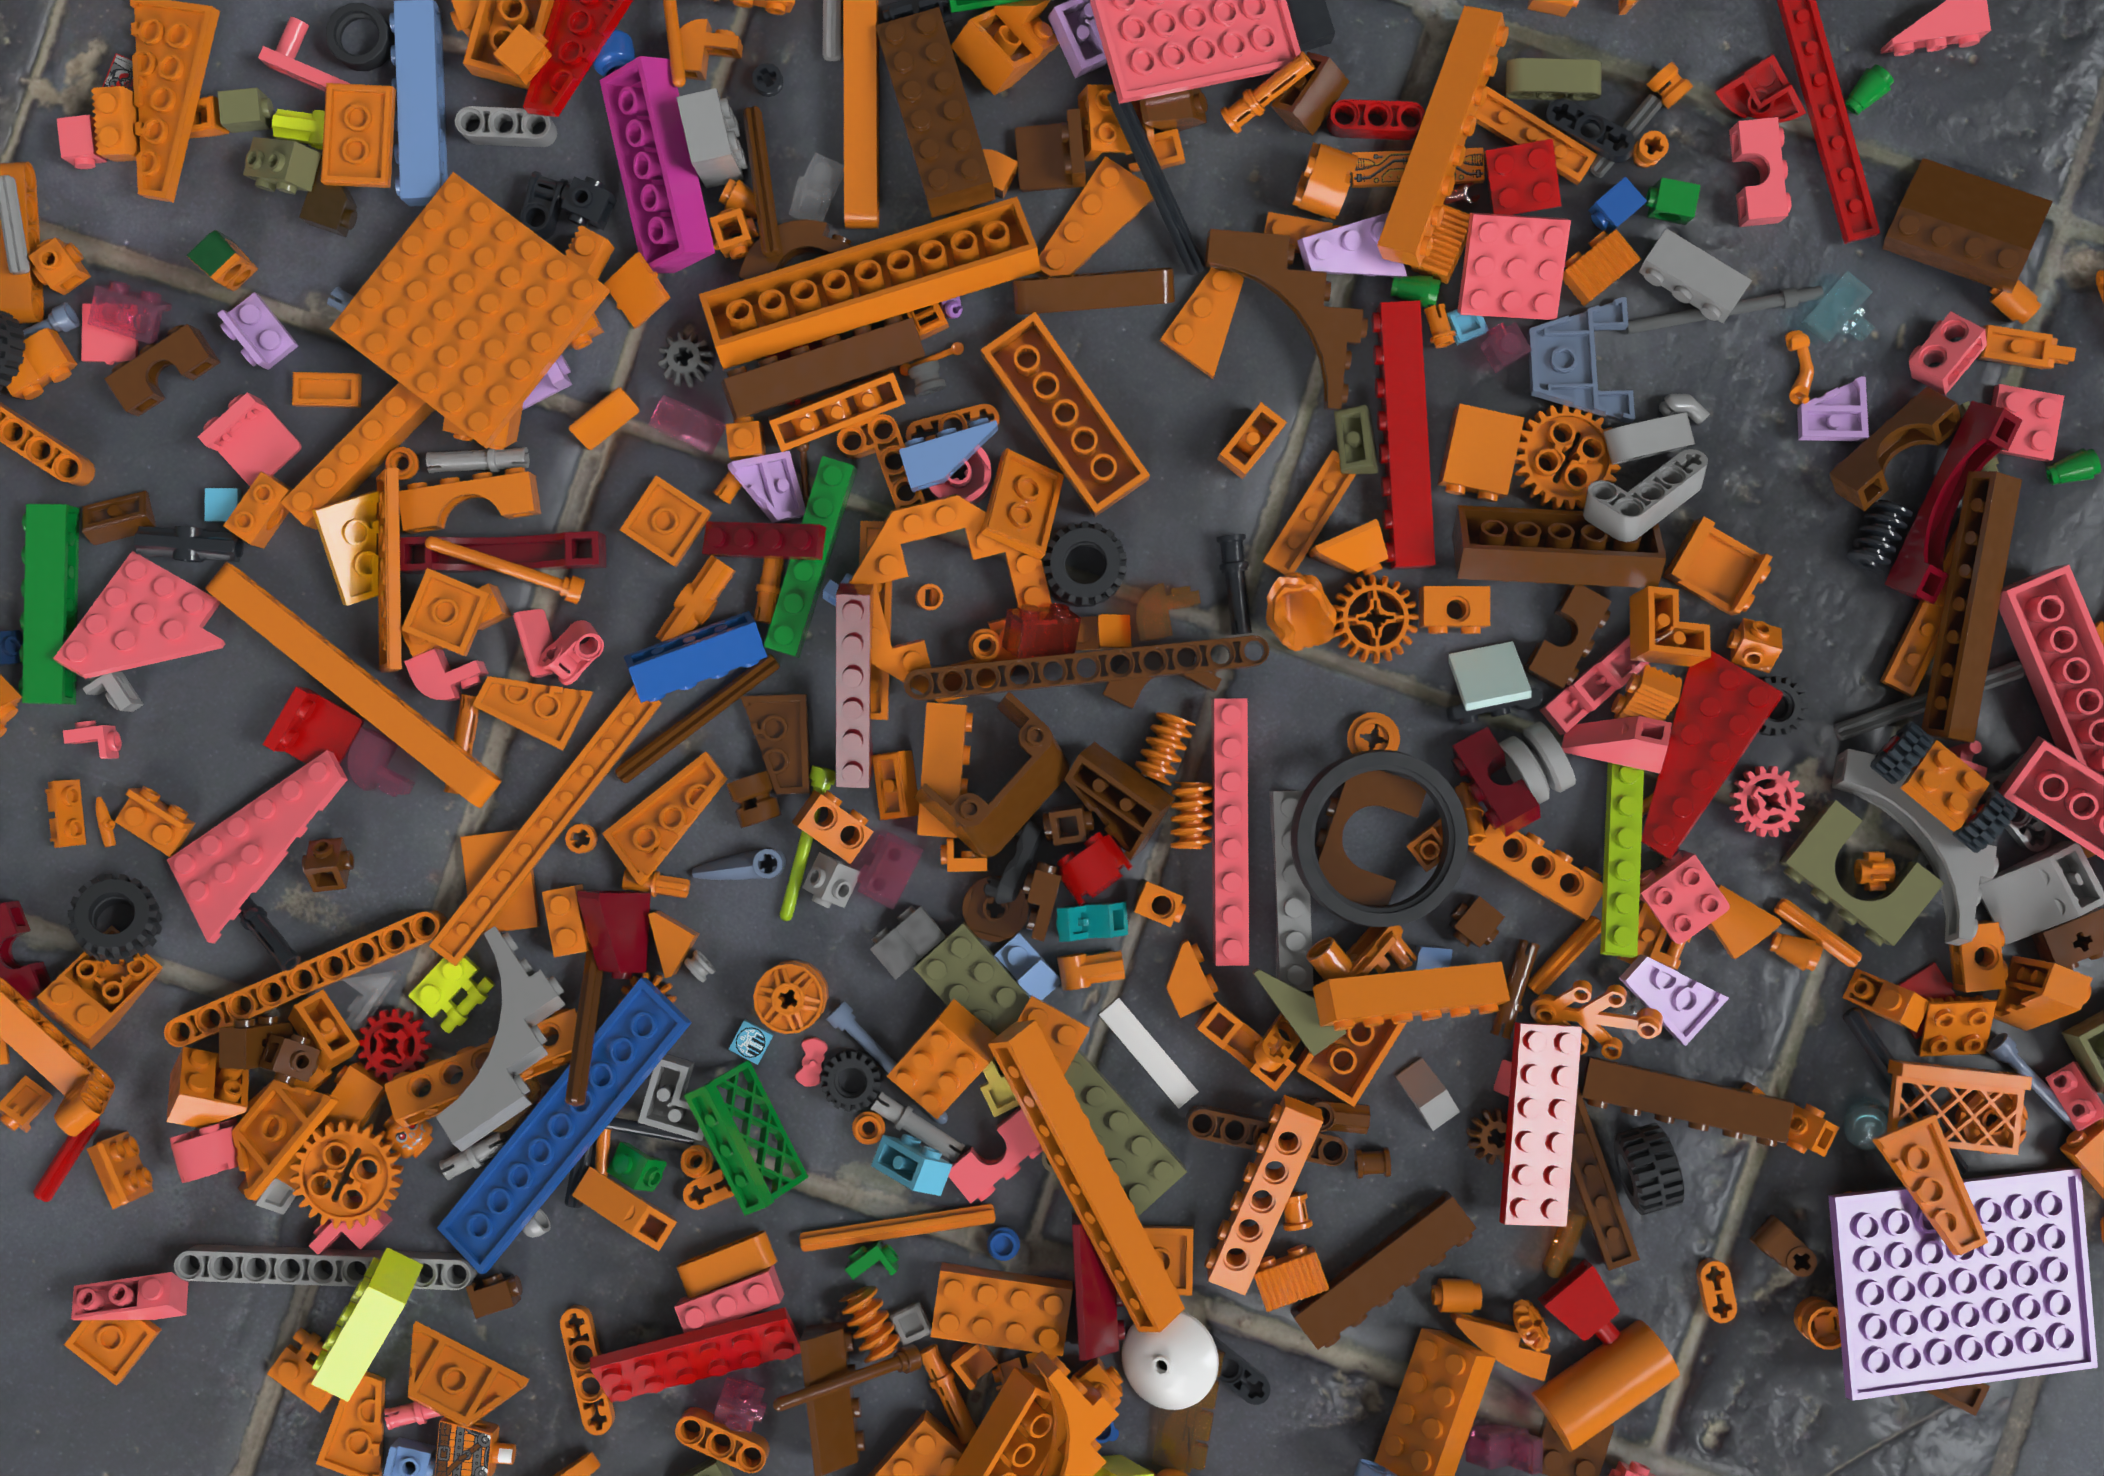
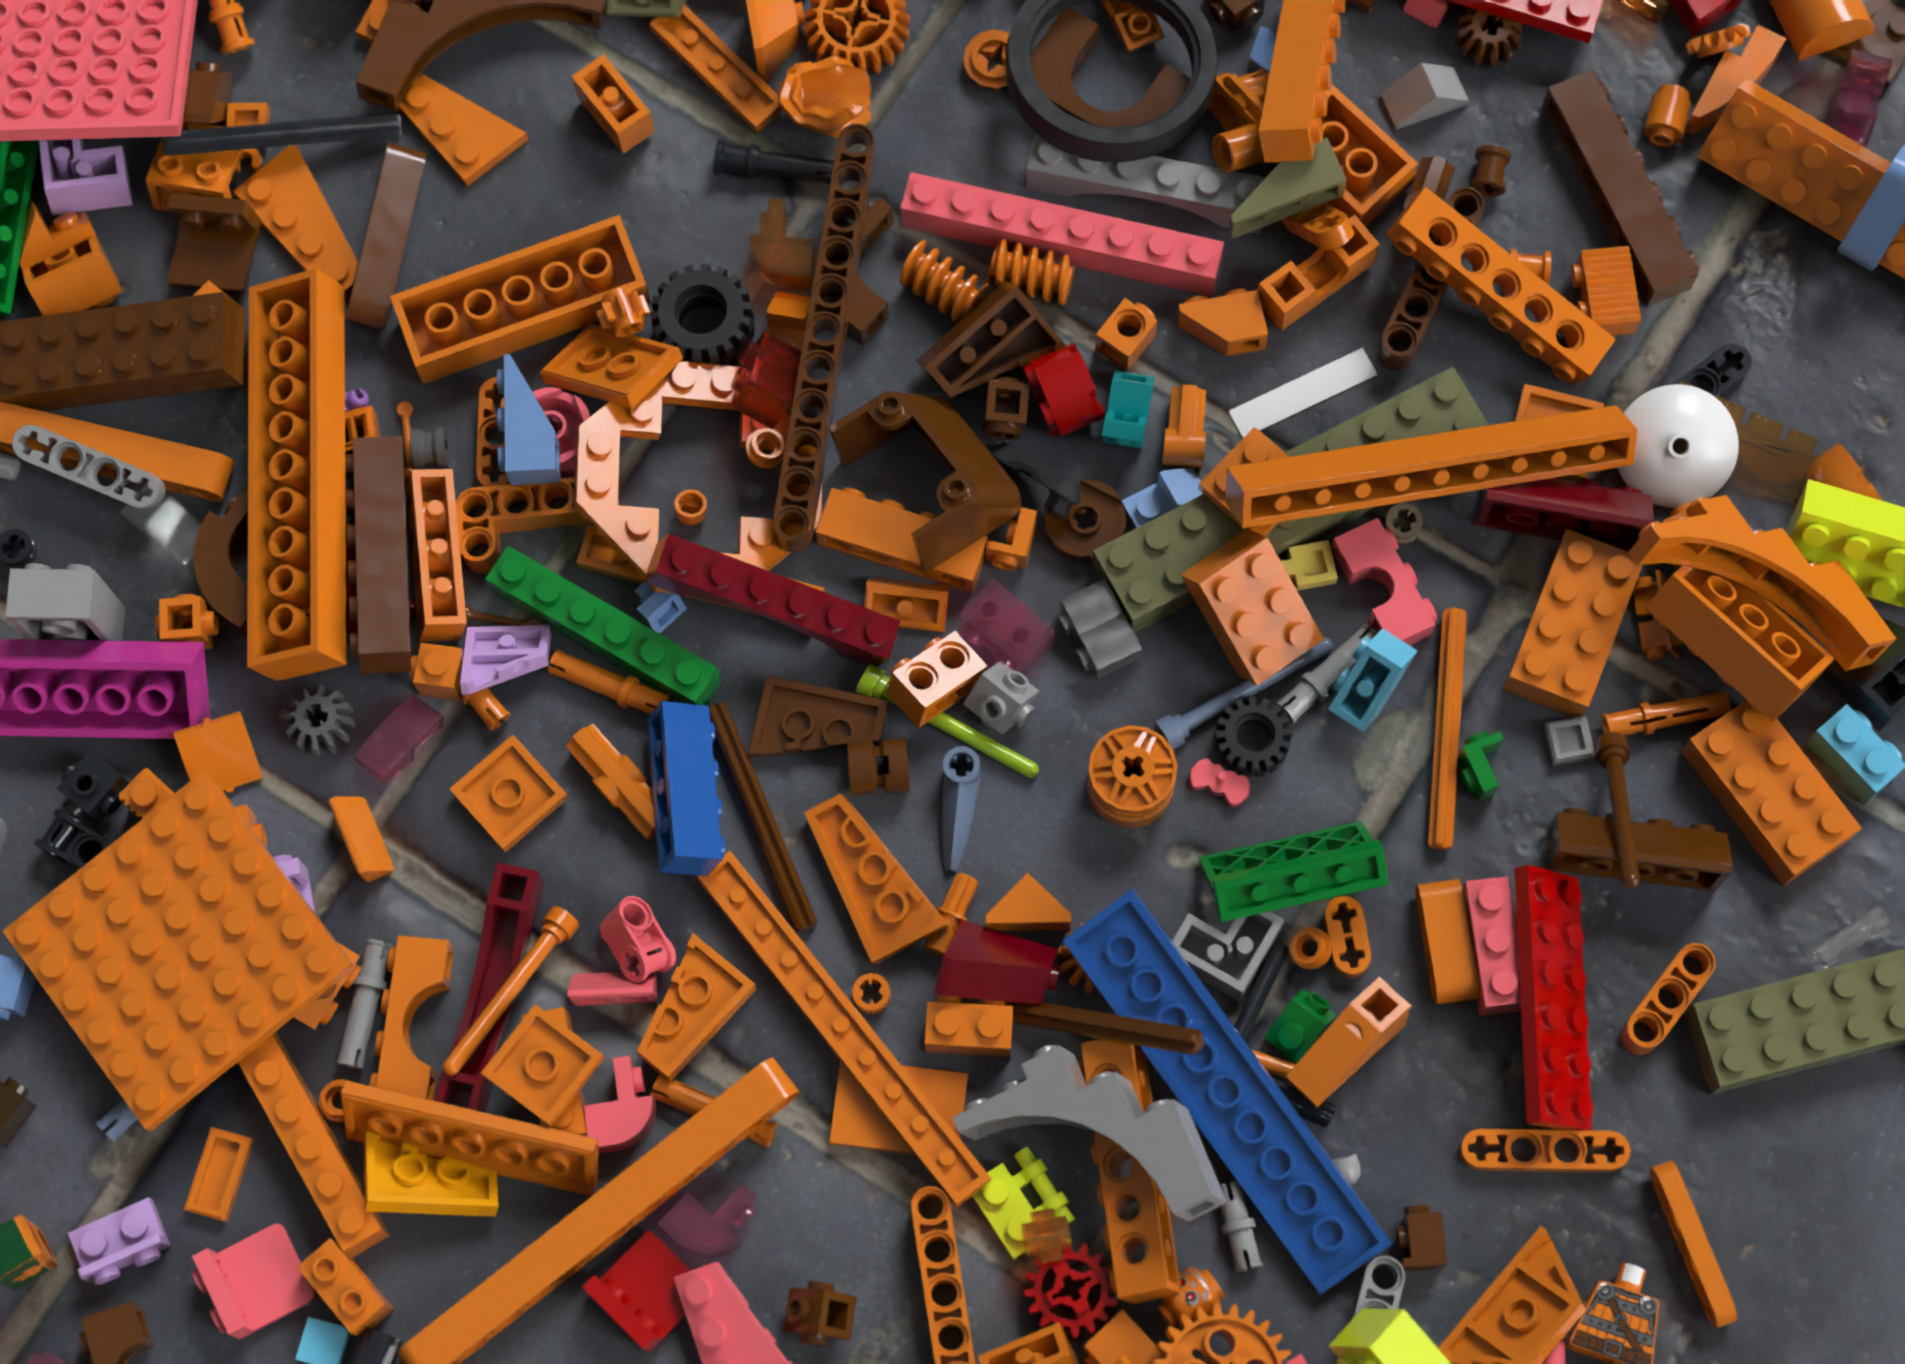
camera: 70 degrees left, 15 degrees down
(374, 990) = (992, 1296): clear slope -> none
(421, 1018) = (1046, 1236): none -> clear orange gear
(699, 966) = (1067, 884): light grey bush -> none
(737, 196) = (142, 610): orange cone -> none
(740, 1405) = (1627, 963): clear pink brick -> none
(751, 1041) = (1177, 848): medium azure tile -> none
(761, 182) = (159, 574): reddish brown axle -> none
(764, 540) = (566, 672): dark red plate -> none
(843, 117) = (88, 468): none -> light grey beam
(864, 1137) = (1320, 721): orange plate -> none
(870, 1323) = (1558, 781): orange piece -> none
(973, 1362) = (1631, 676): orange panel -> none
(1003, 1243) = (1495, 608): blue plate -> none
(1042, 891) = (1082, 450): reddish brown plate -> none
(1066, 501) = (623, 312): none -> orange gear

